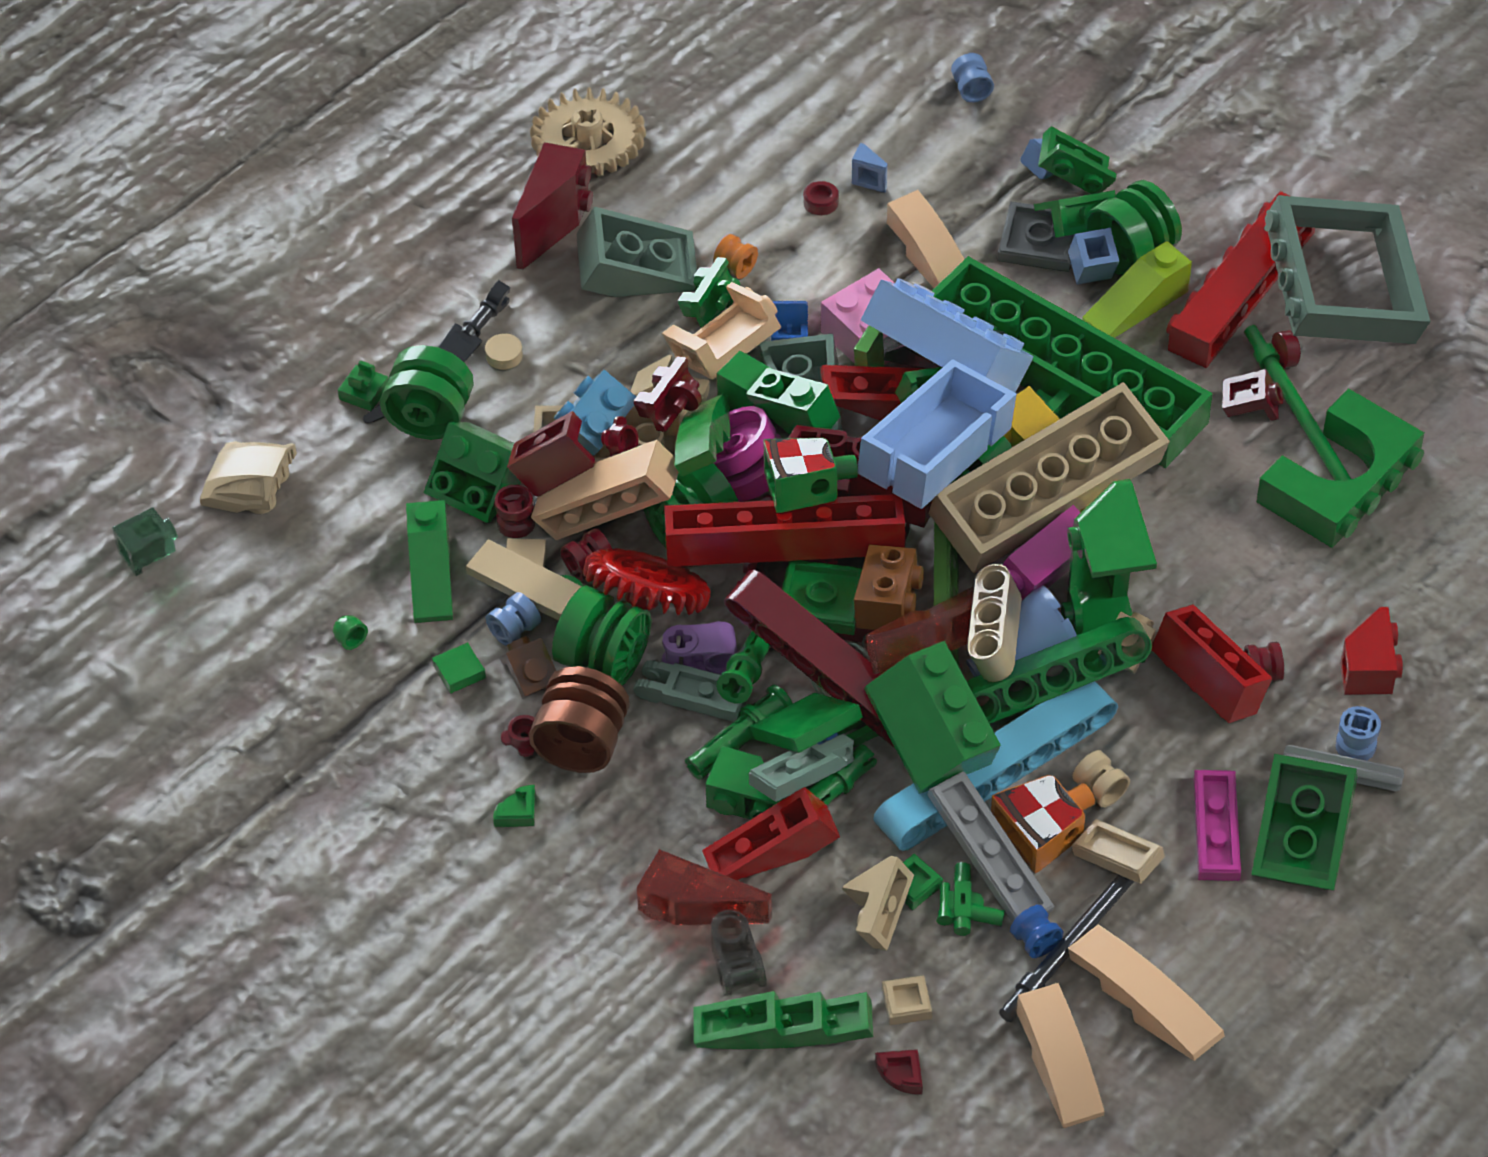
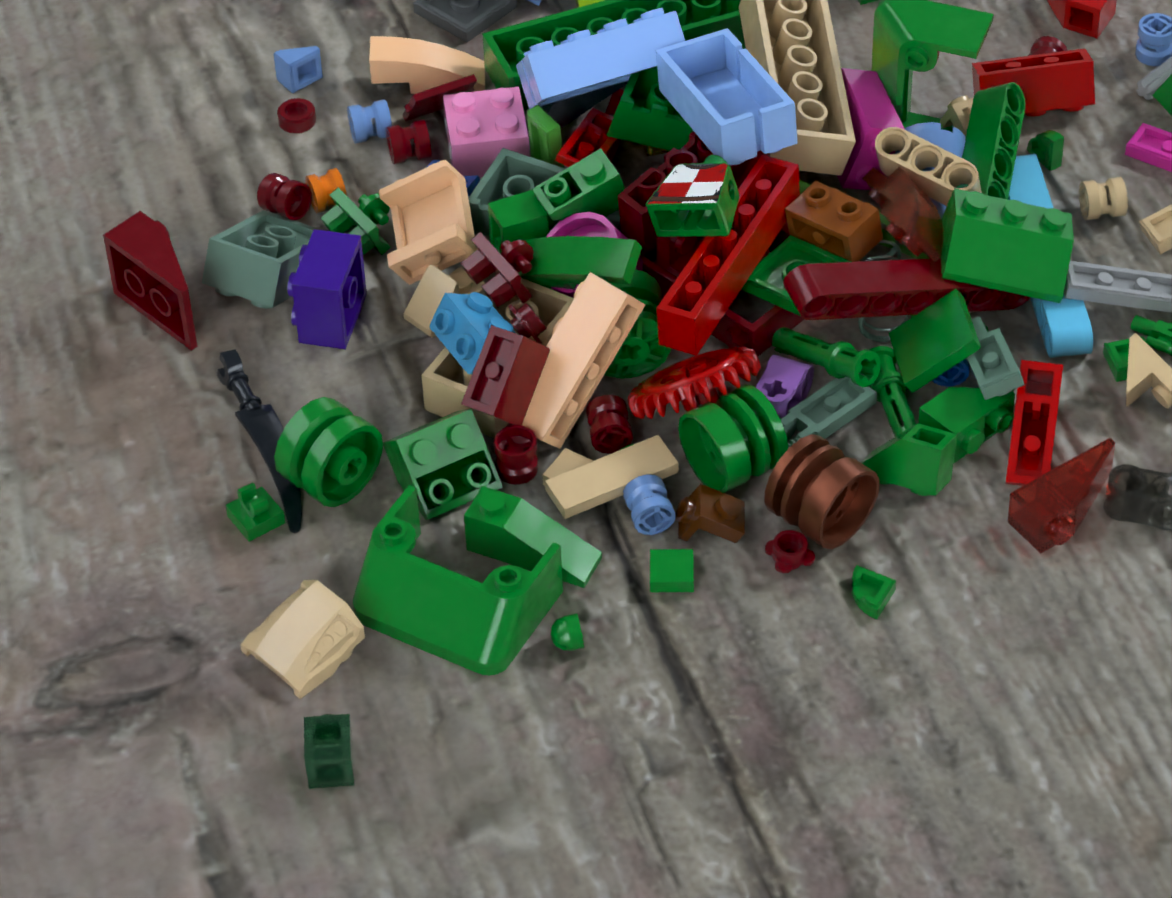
camera: 60 degrees left, 5 degrees down
(328, 574) = (445, 611): none -> green windscreen
(503, 351) = (296, 392): tan tile -> none
(588, 126) = (52, 219): tan gear -> none
(607, 308) = (328, 289): none -> dark purple brick
(666, 773) = (916, 460): none -> green slope
(706, 233) = (284, 196): none -> dark red wheel
(826, 276) = (399, 142): none -> dark red wheel
(839, 245) = (361, 123): none -> medium blue wheel
(891, 271) = (432, 99): none -> dark red piece
(1042, 818) = (1126, 241): torso -> none
(1142, 713) = (1048, 148): none -> green tile

